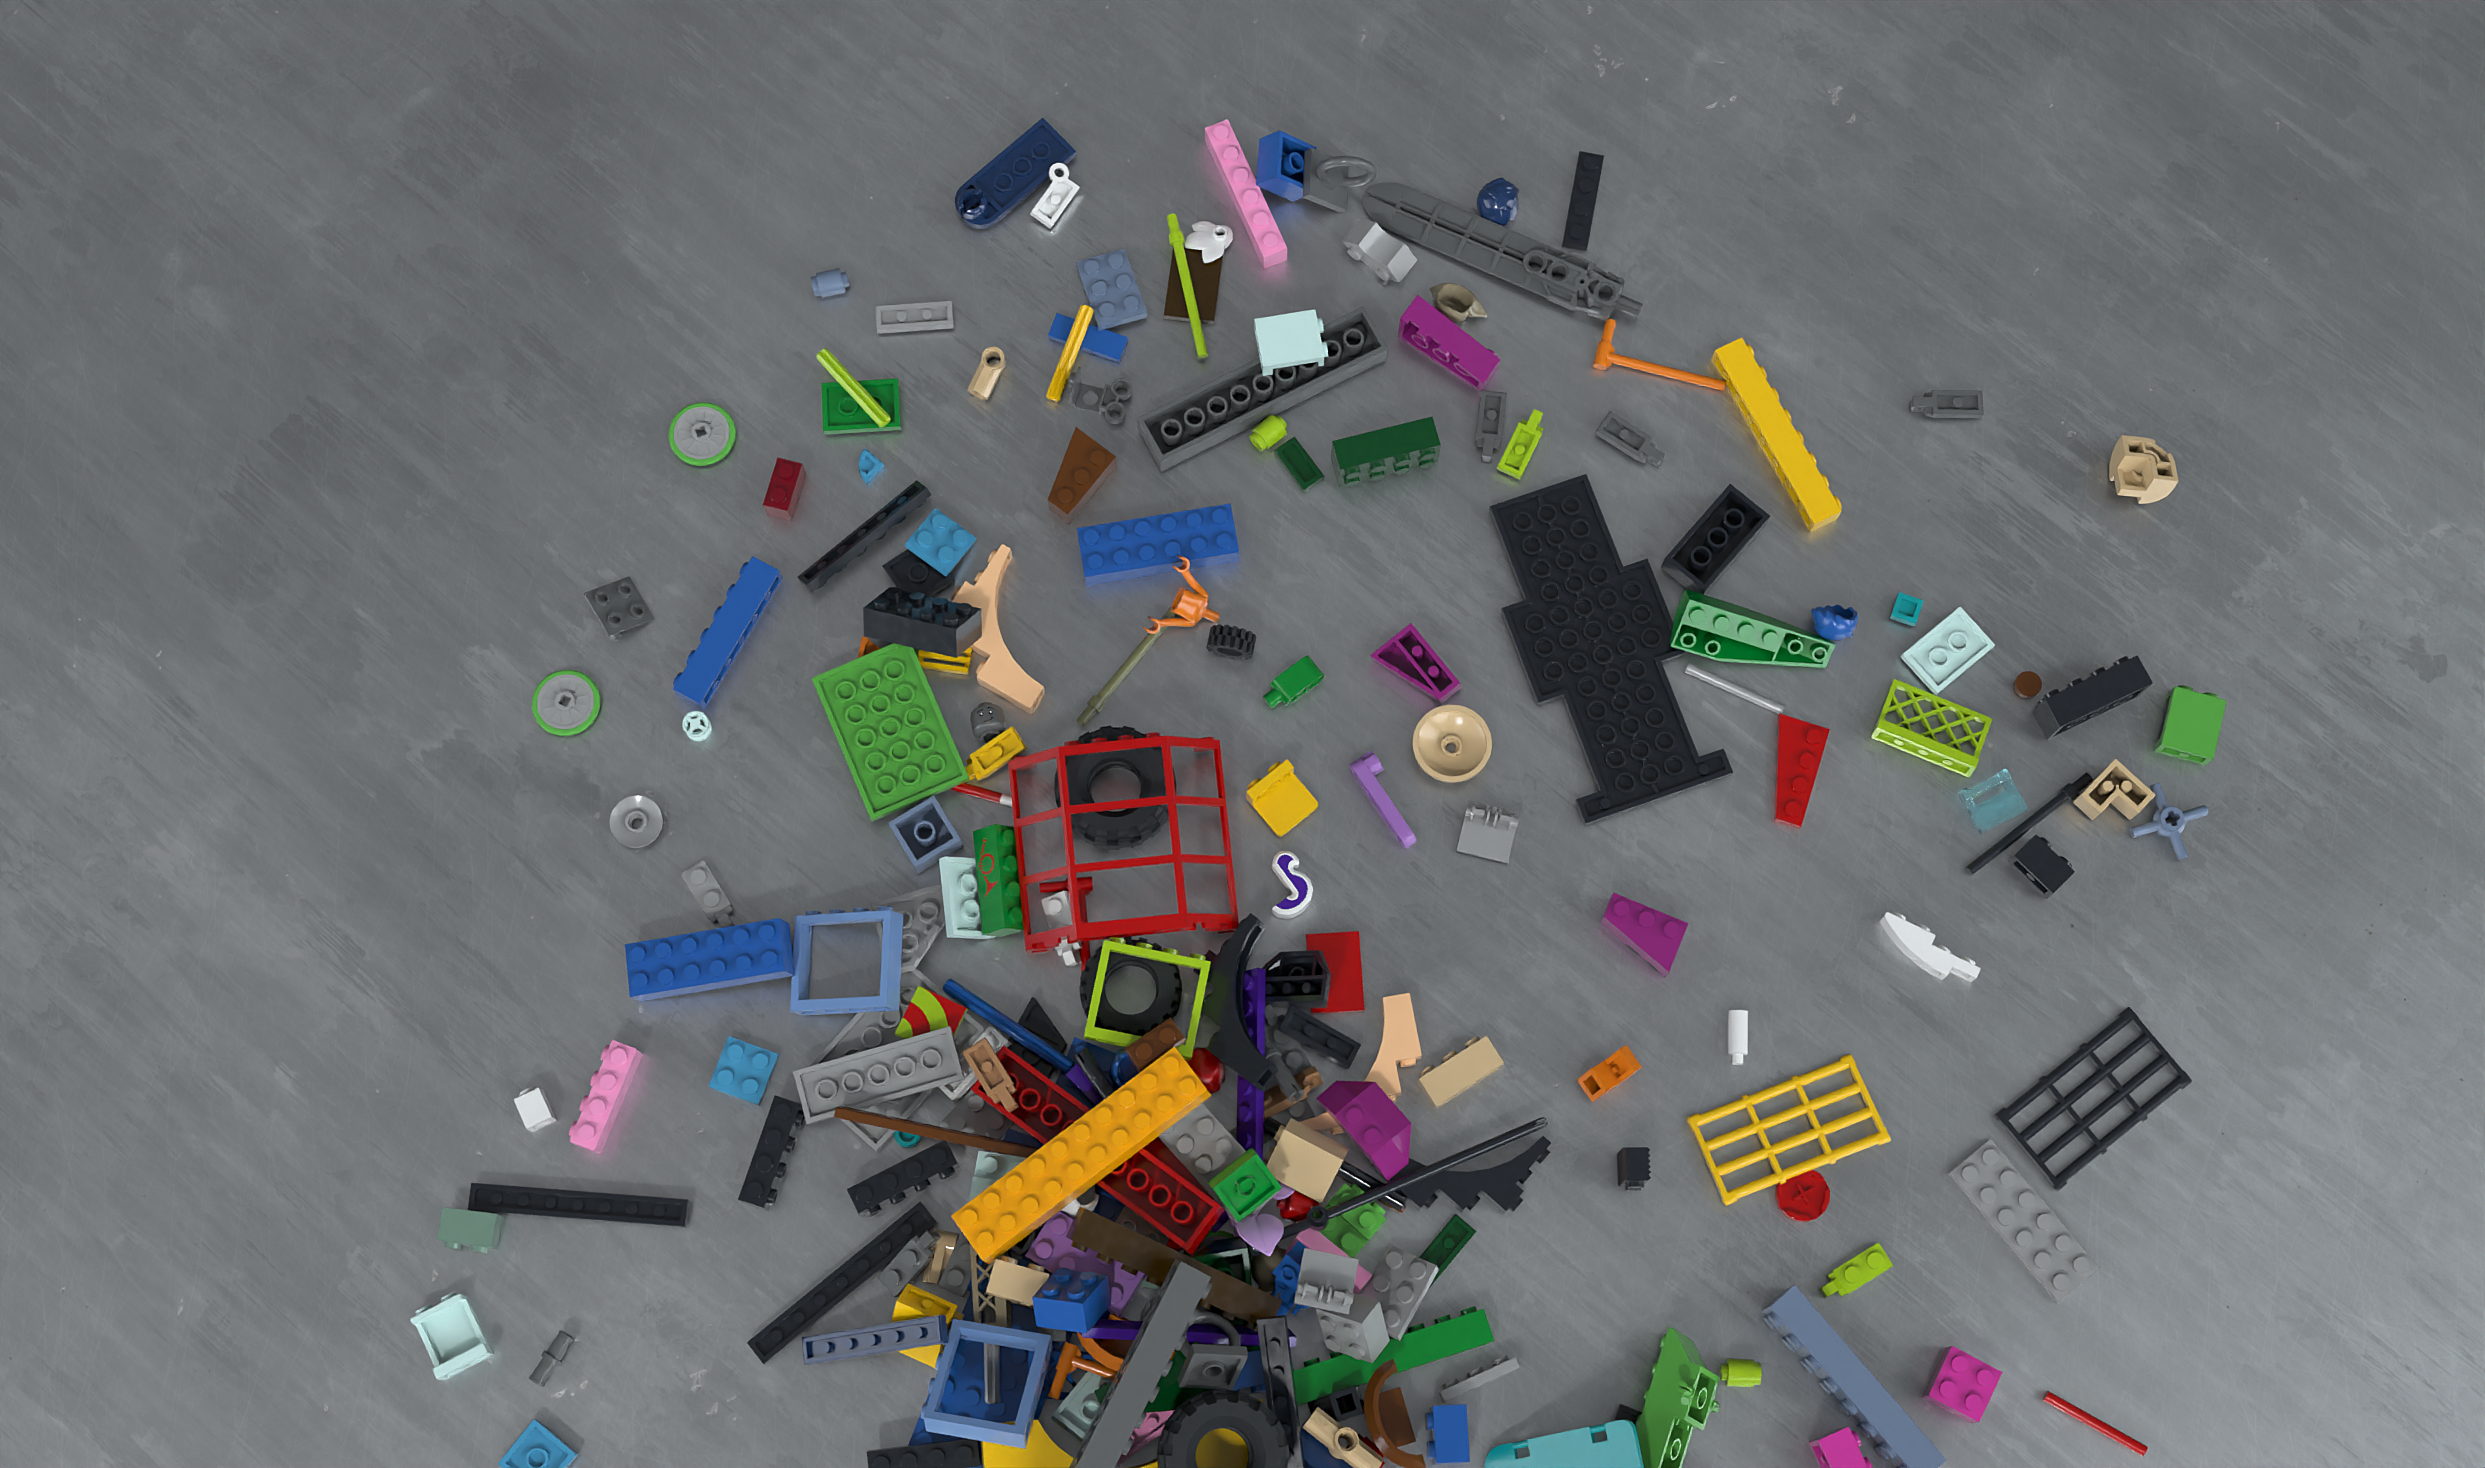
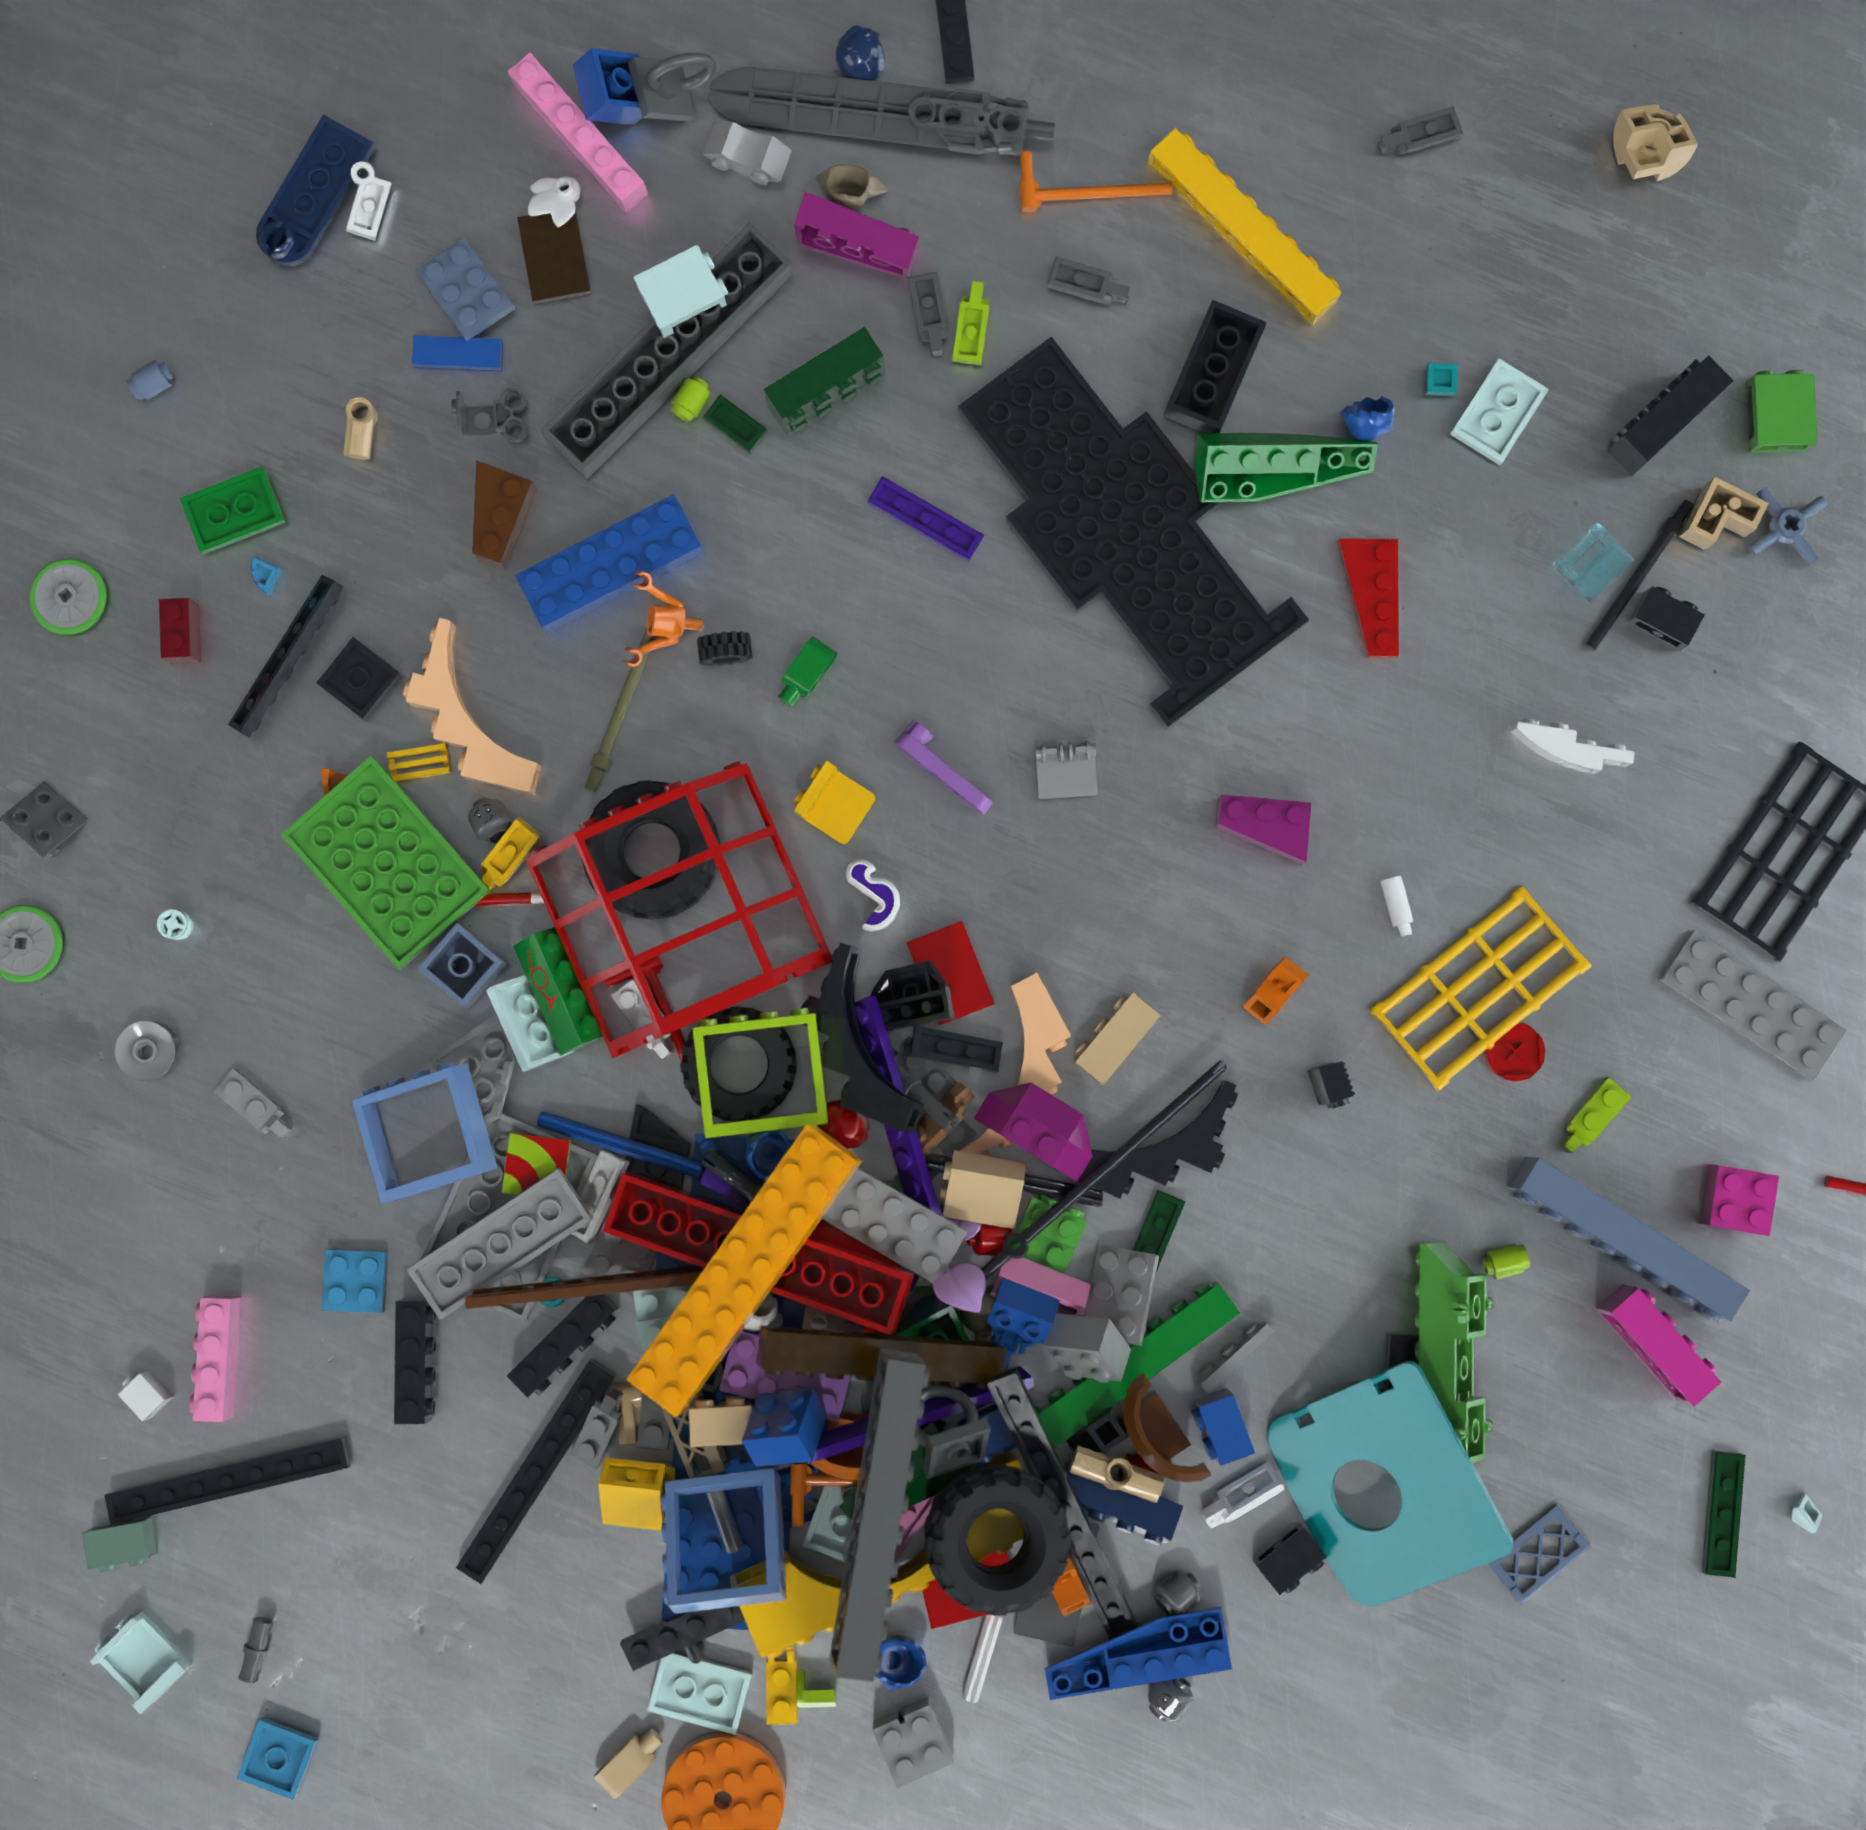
camera: 15 degrees left, 10 degrees up
(709, 959) = (275, 1177): blue brick -> none
(727, 632) = (172, 811): blue brick -> none
(853, 387) = (216, 492): lime axle -> none
(875, 1340) = (590, 1526): tile -> none
(914, 317) = (257, 390): light grey plate -> none
(922, 622) = (380, 735): black brick -> none
(940, 542) = (371, 636): dark azure plate -> none
(991, 1073) = (619, 1209): medium nougat hinge -> none
(1069, 353) = (442, 377): yellow axle -> none
(1154, 1044) = (784, 1126): reddish brown brick -> none
(1176, 241) = (519, 211): lime bar -> none
(1244, 1184) = (927, 1243): green bracket -> none
(1326, 1281) = (1047, 1316): light grey hinge -> none
(1417, 664) = (934, 608): magenta wedge -> none
(1434, 590) = (925, 518): none -> dark purple tile
(1457, 727) = (998, 664): tan dish -> none
(1734, 688) = (1282, 526): light grey bar -> none
(1929, 748) = (1510, 525): lime fence -> none
(2027, 684) = (1594, 422): reddish brown tile -> none

